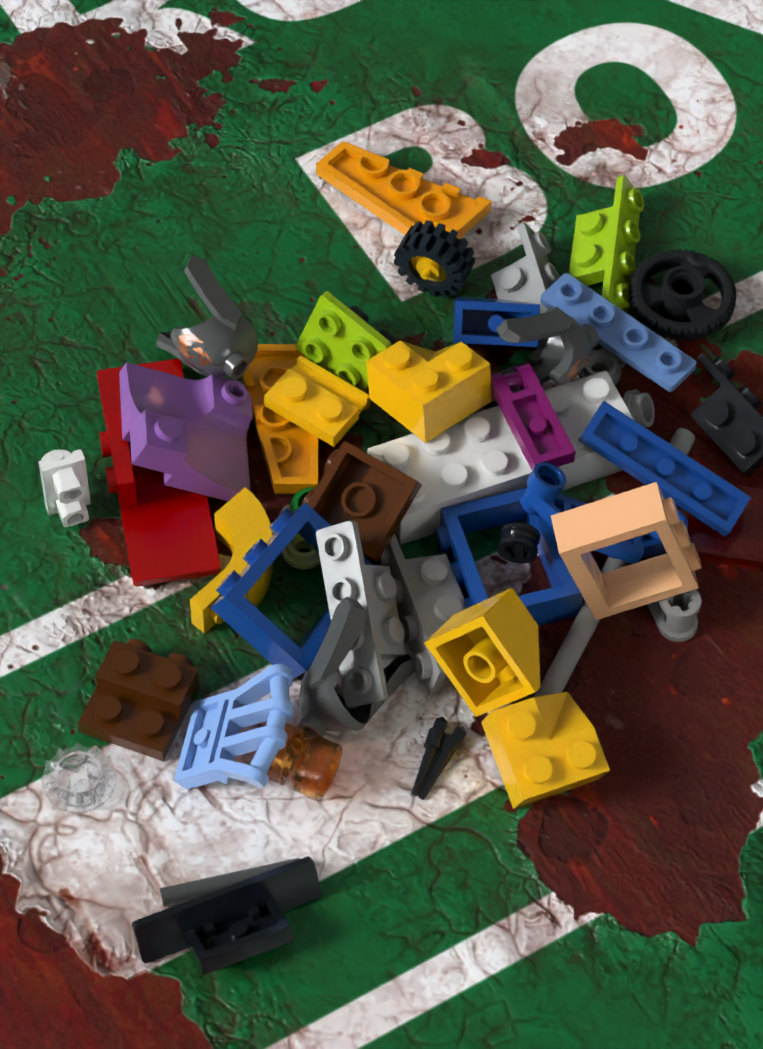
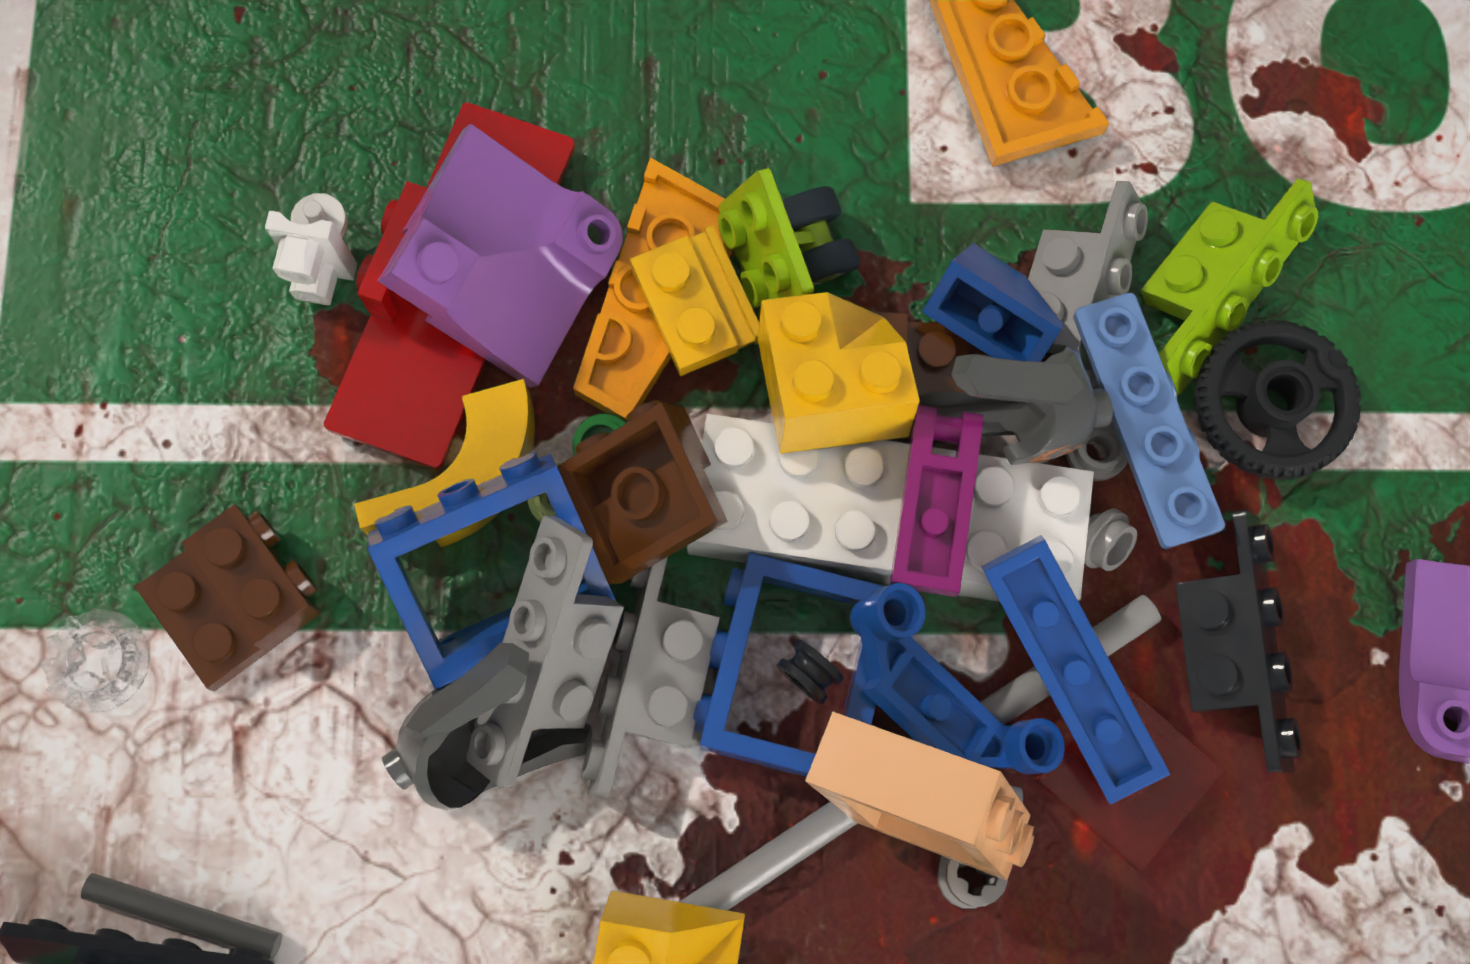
camera: 30 degrees right, 20 degrees up
(216, 734) = (268, 717): light blue plate -> none
(221, 343) = (616, 156): dark grey piece -> none
(306, 763) = (367, 826): clear orange wheel -> none
(434, 259) = (977, 172): black wheel -> none
(438, 751) = (545, 885): black piece -> none
(490, 652) = (666, 817): yellow slope -> none

